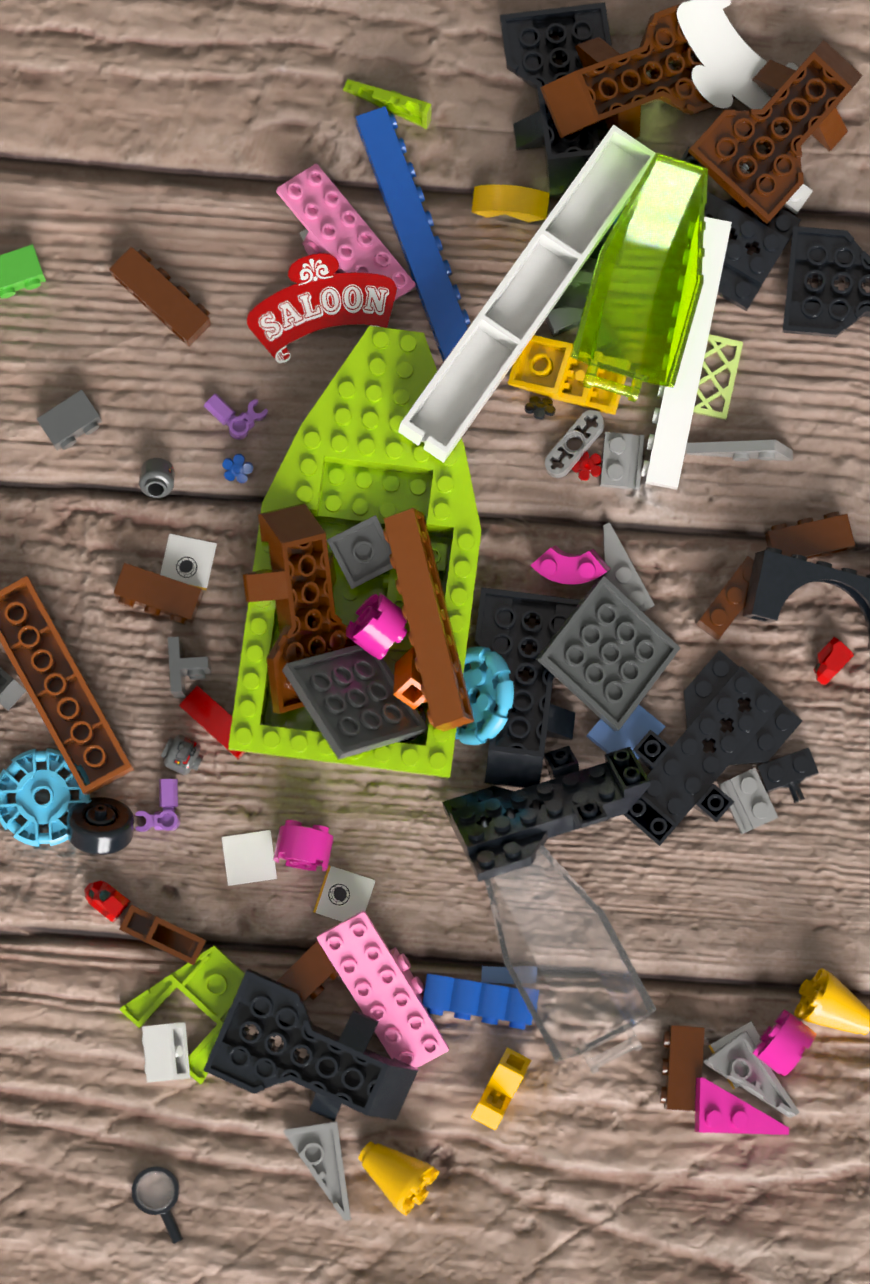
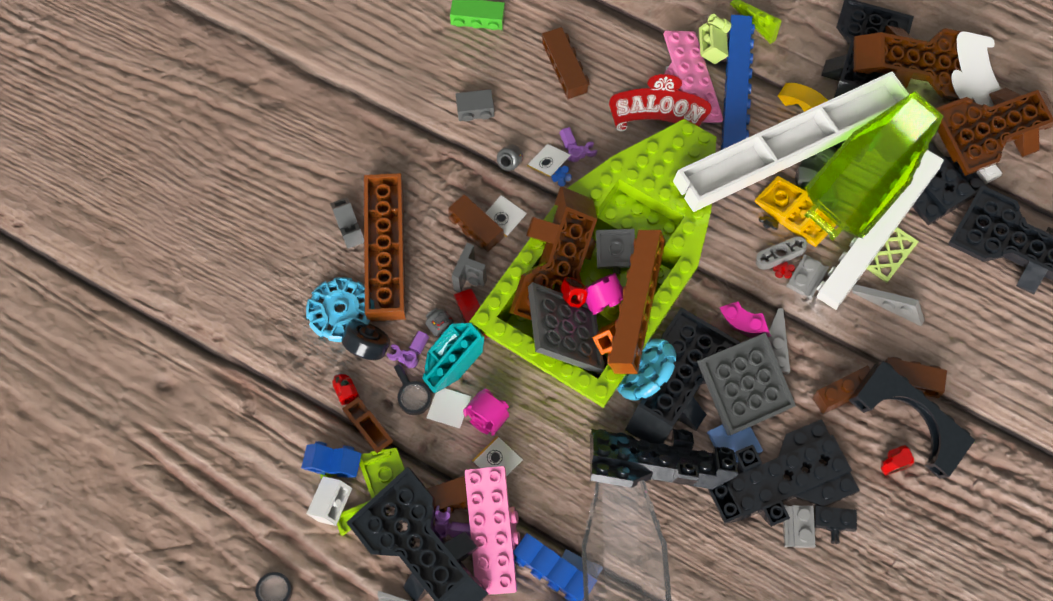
camera: 30 degrees right, 15 degrees down
(143, 1003) = (323, 460): none -> blue brick
(198, 866) = (413, 396): none -> piece
(209, 454) = (548, 160): none -> white sticker
(221, 794) = (452, 355): none -> teal wedge
(336, 1010) = (445, 528): none -> medium lavender bar
(342, 646) = (574, 292): none -> red rock
(349, 166) = (714, 39): none -> yellowish green hinge

